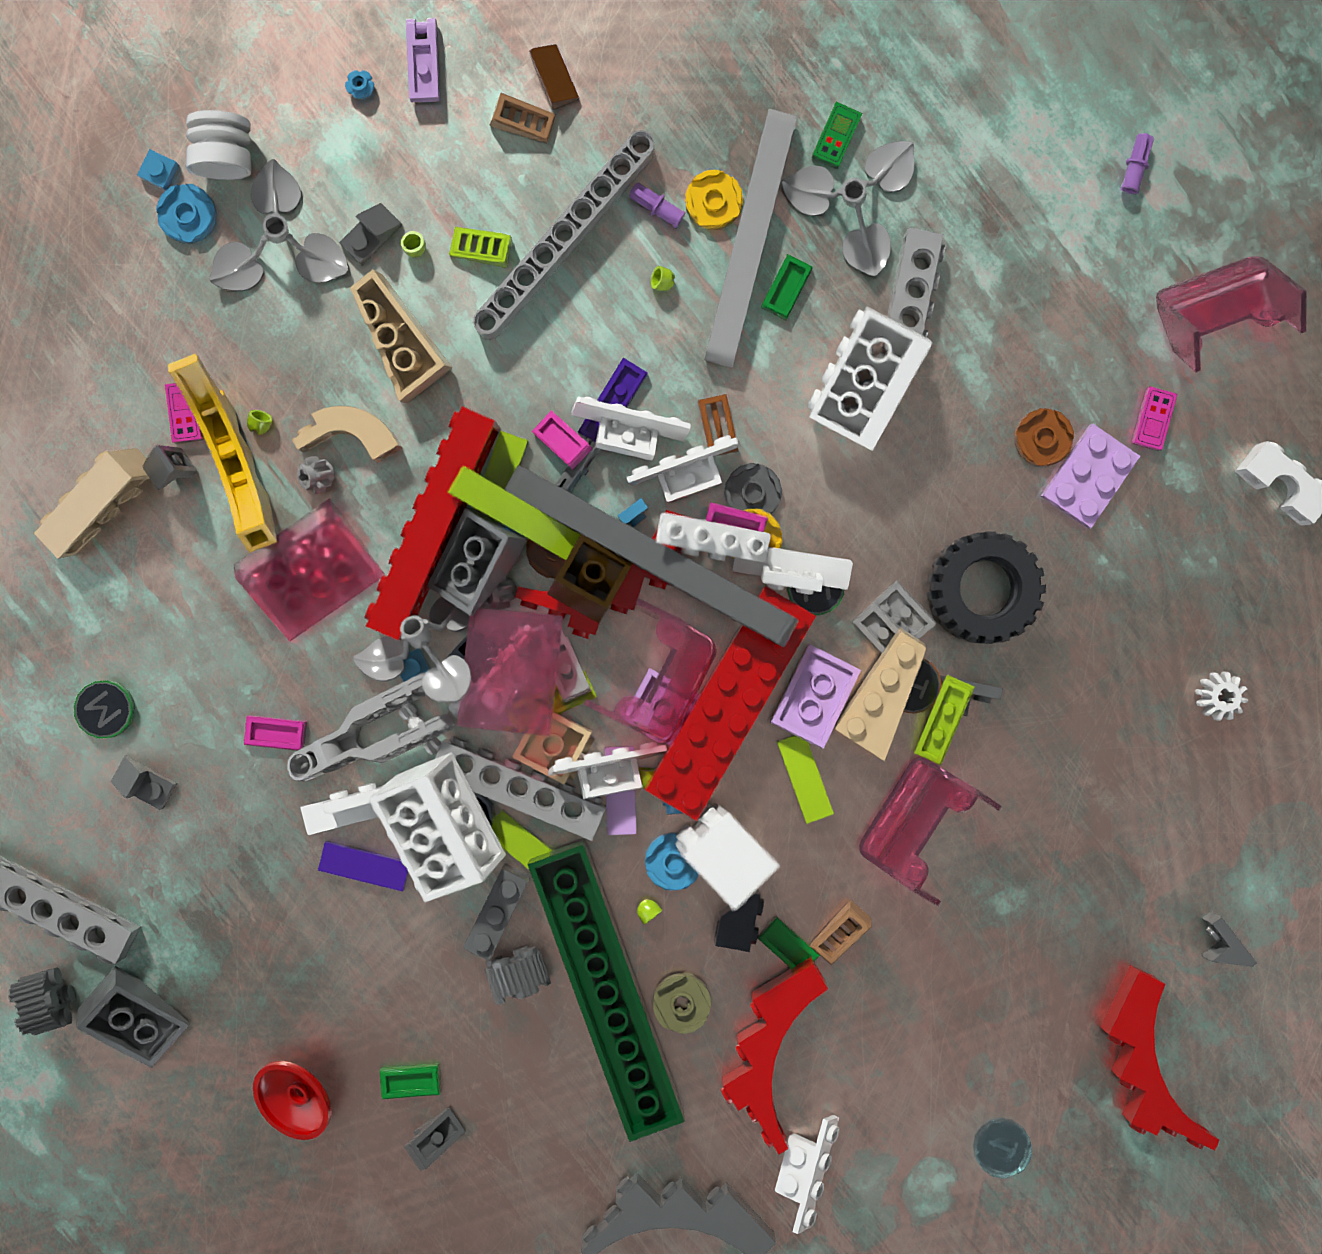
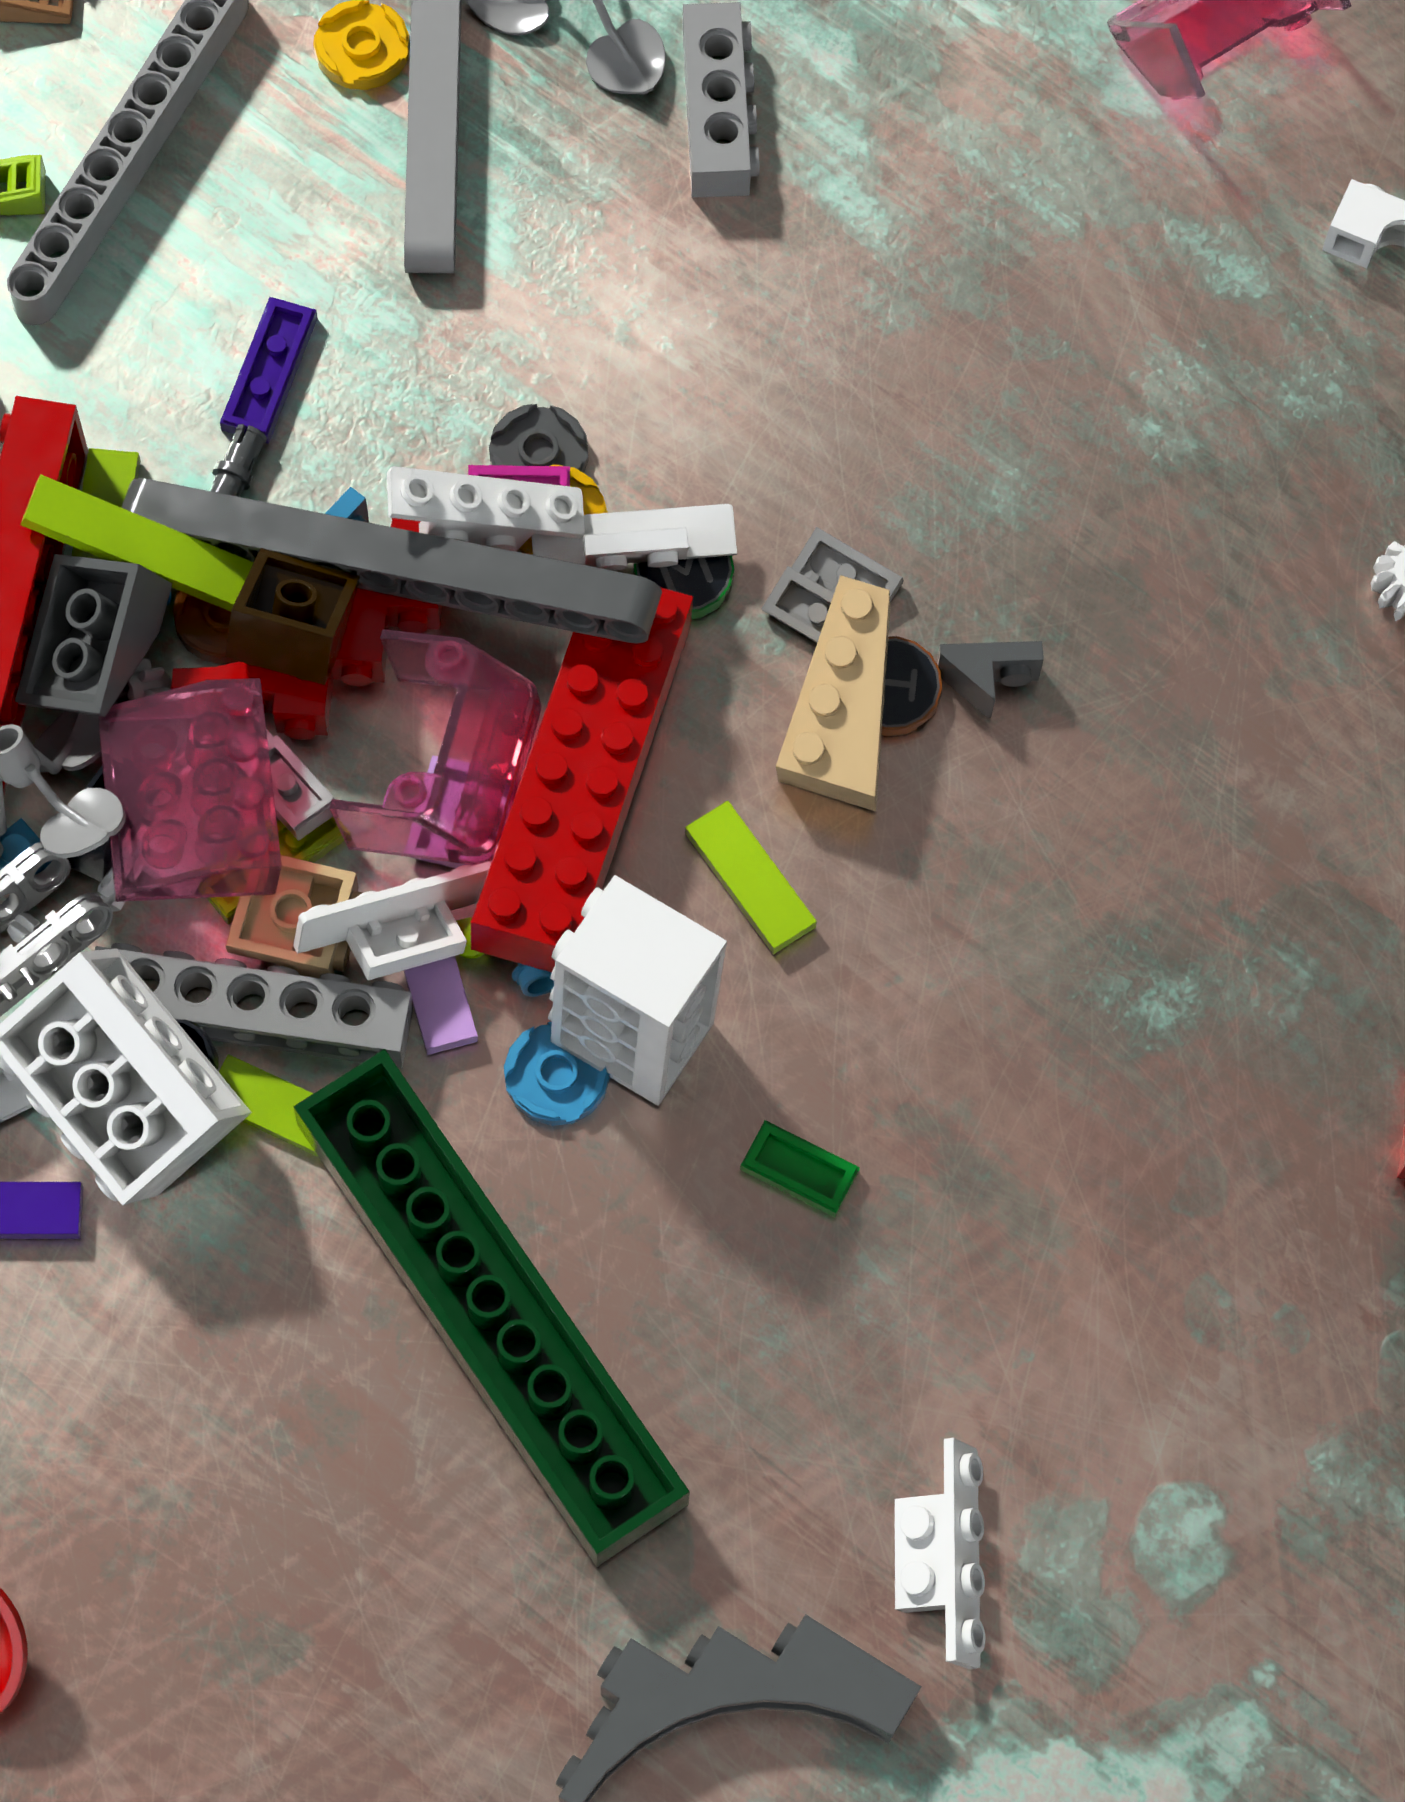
camera: 20 degrees left, 20 degrees down
(410, 1081) = (164, 1578): green tile -> none
(434, 1138) = (233, 1661): dark grey slope -> none
(496, 912) = (258, 1222): dark grey brick -> none
(517, 974) = (319, 1313): dark grey brick -> none
(562, 440) = (196, 437): dark pink tile -> none
(627, 429) = (304, 388): white bracket -> none
(648, 910) = (533, 1163): lime hinge -> none
(657, 204) = (271, 68): medium lavender axle -> none
(662, 279) = (306, 169): lime hinge -> none
(676, 1018) = (635, 1278): olive plate -> none
(689, 473) = (421, 434): white bracket -> none
(712, 401) = (469, 398): dark orange tile -> none
(737, 927) = (696, 1142): black slope -> none
(779, 1005) = (800, 1414): red arch -> none
(786, 287) = (513, 141): green tile -> none
(815, 696) = (729, 735): lavender plate -> none
(842, 917) = (906, 1082): medium nougat slope -> none
(876, 396) = (708, 221): white brick -> none
(911, 818) = (959, 884): clear pink windscreen -> none
(944, 719) = (959, 716): lime tile -> none
(1002, 1148) = (1290, 1430): clear light blue tile -> none
(1024, 588) = (974, 439): black tyre -> none
(1044, 437) = (995, 266): dark orange tile -> none
(1090, 476) = (1089, 305): lavender plate -> none
(1154, 418) = (1164, 199): dark pink tile -> none

